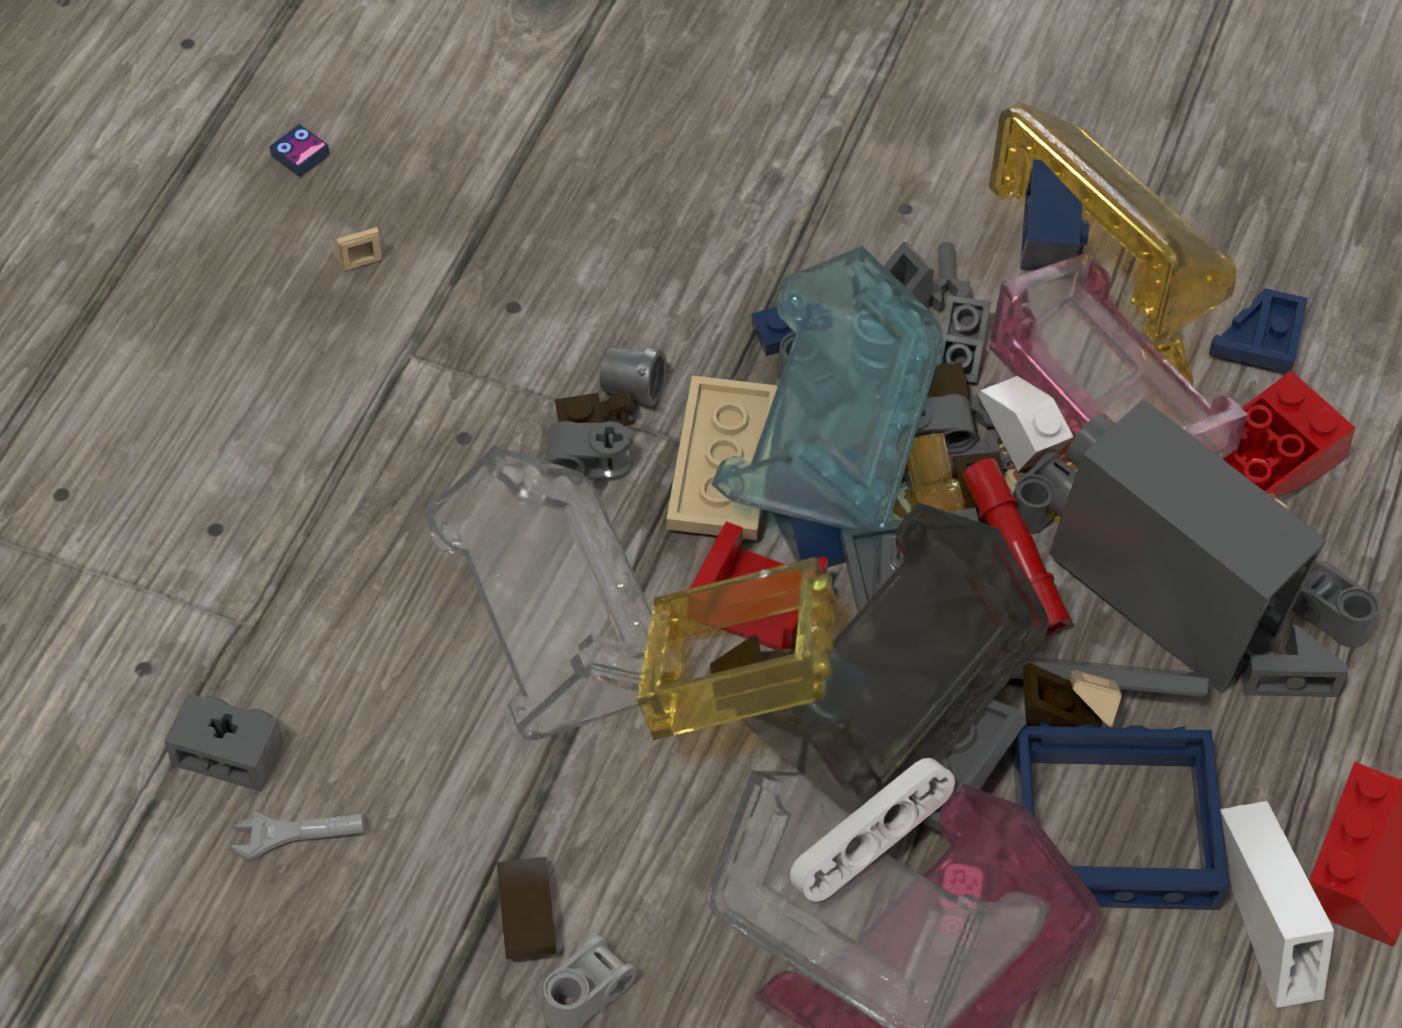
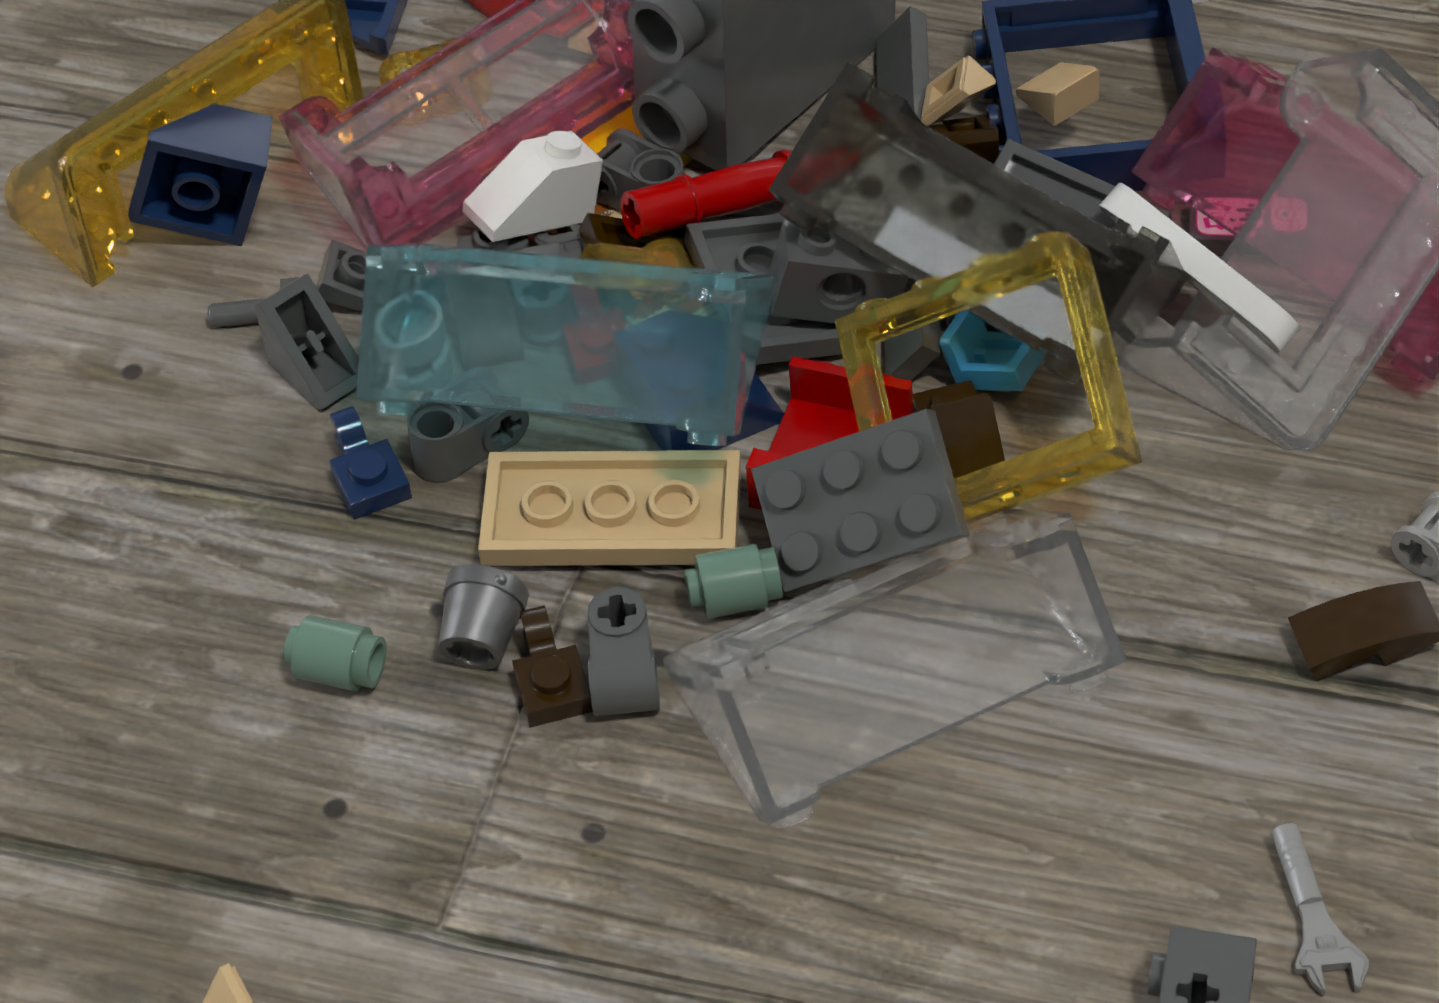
camera: 90 degrees left, 5 degrees down
(621, 300) = (335, 653): none -> sand green brick
(641, 519) = (734, 580): none -> sand green brick
(669, 577) = (860, 501): none -> dark grey plate
(1090, 766) = (1061, 91): none -> tan slope

